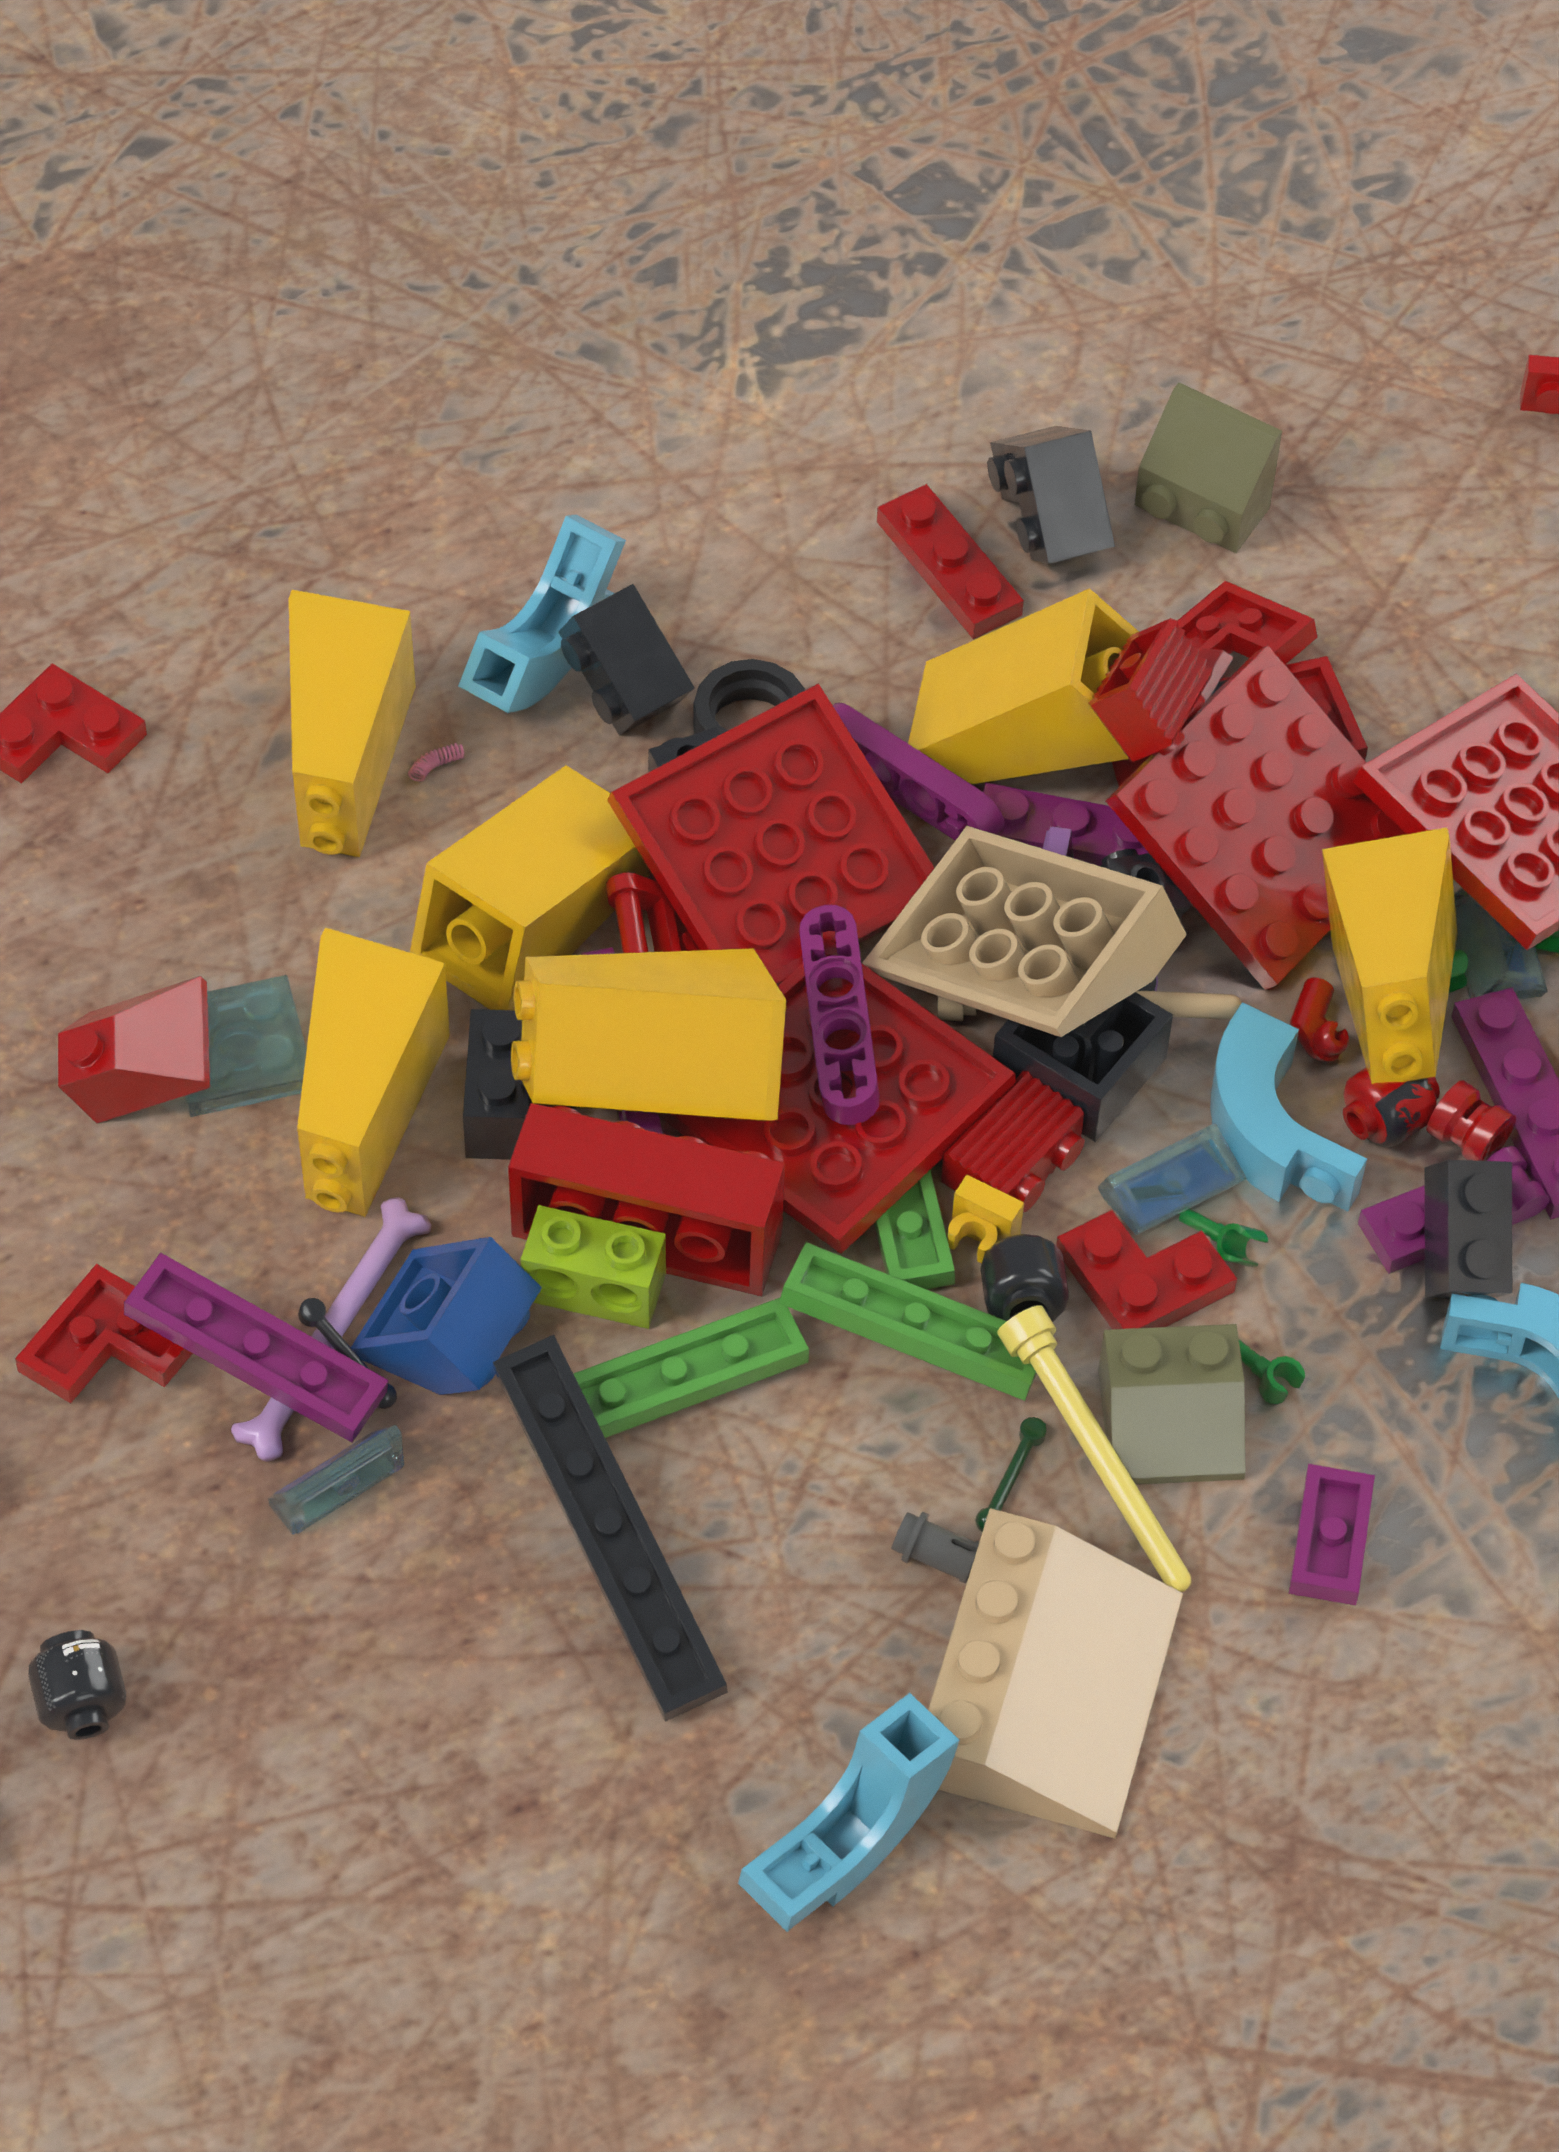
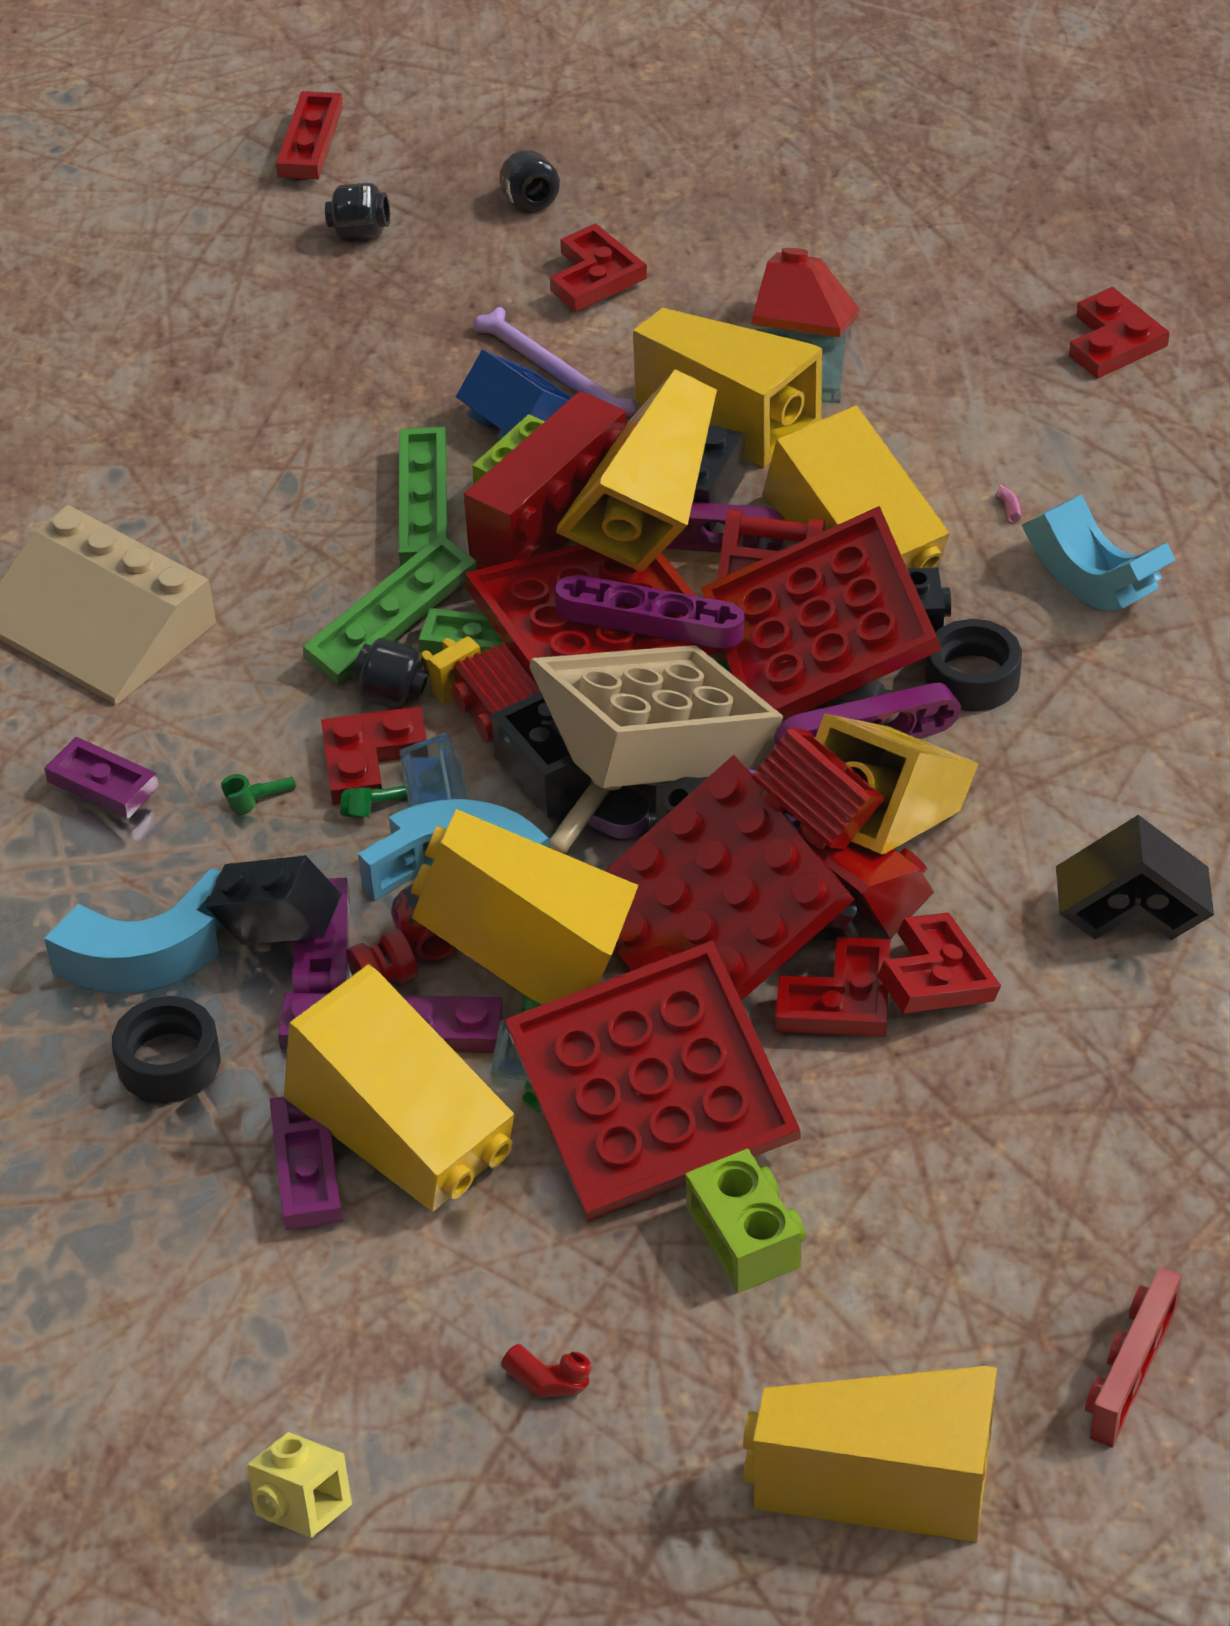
camera: 115 degrees right, 10 degrees down
(256, 1347) = (539, 304): magenta plate -> none
(312, 1315) = (557, 345): black hinge -> none
(339, 1479) = (439, 342): clear light blue slope -> none
(347, 713) = (1040, 428): yellow slope -> none
(610, 1528) = (321, 428): black plate -> none
(624, 660) = (1041, 587): black brick -> none
(865, 1816) = (46, 471): medium azure arch -> none
(935, 1546) = (229, 578): dark grey pin -> none
(950, 561) = (1060, 834): red plate -> none
(1031, 1434) = (282, 662): dark green hinge -> none
(1032, 1339) = (327, 645): light yellow piece -> none
(1175, 1402) = (254, 723): olive slope -> none
(1209, 468) = (1119, 999): olive slope -> none

